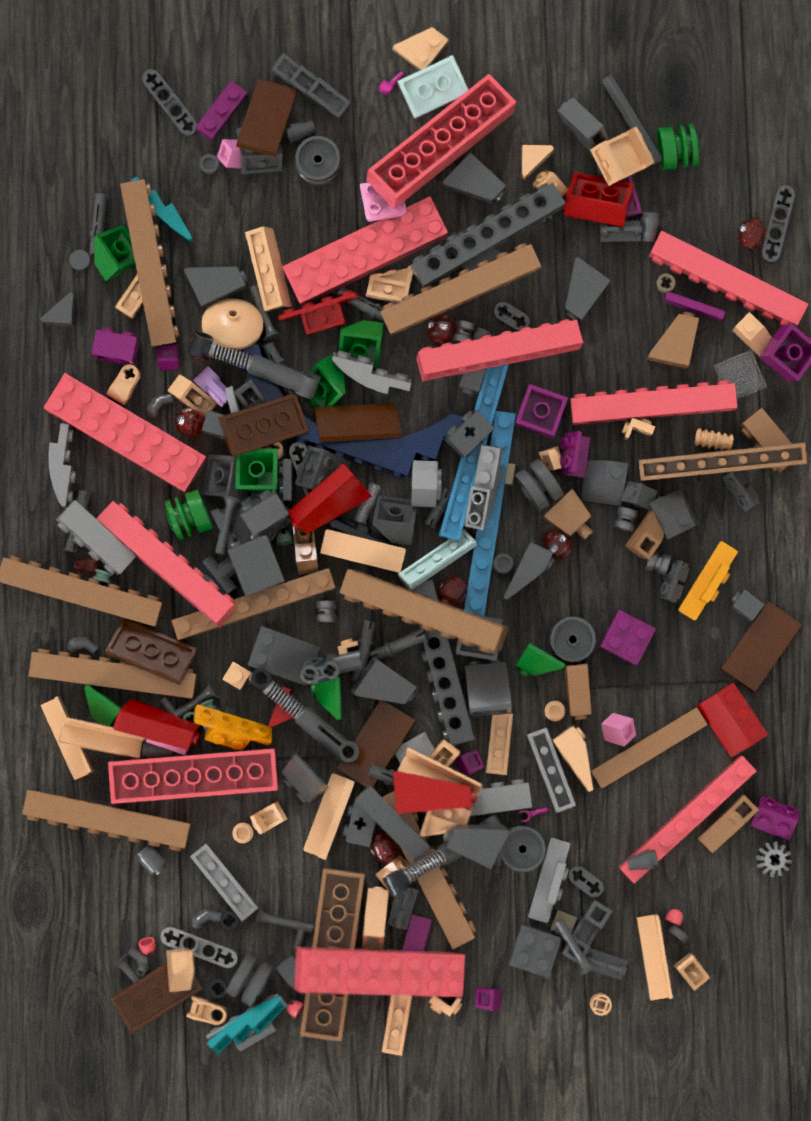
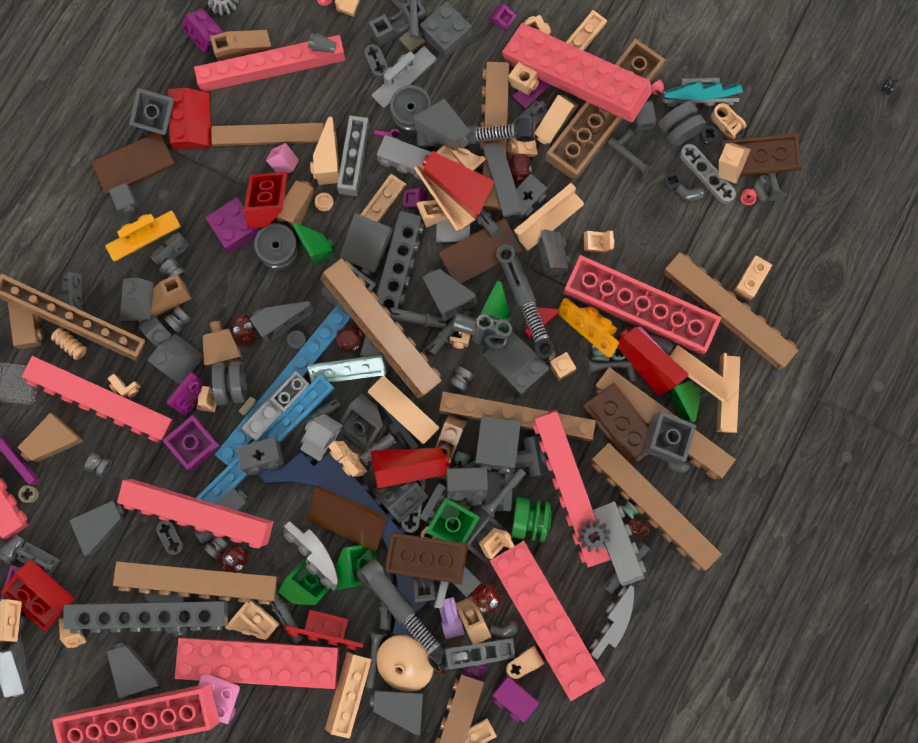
camera: 150 degrees left, 5 degrees down
(100, 658) = (668, 438): none -> dark grey brick
(101, 863) = (752, 278): none -> light nougat brick
(129, 531) = (598, 541): none -> dark grey gear
(151, 860) = (710, 259): dark grey brick -> none
(168, 368) = (479, 653): none -> dark grey slope
(210, 475) = (495, 541): none -> light nougat bracket
(224, 882) = (661, 212): light grey plate -> none
(242, 833) = (625, 242): light nougat plate -> none
(386, 475) = (350, 460): none -> light nougat plate
(437, 941) = (521, 72): none -> light nougat brick
(533, 157) = (72, 664): light nougat slope -> none
(607, 677) = (264, 198): none -> red slope
(617, 344) = (98, 465): none -> flat silver wheel
(768, 702) = (151, 111): none -> dark grey slope

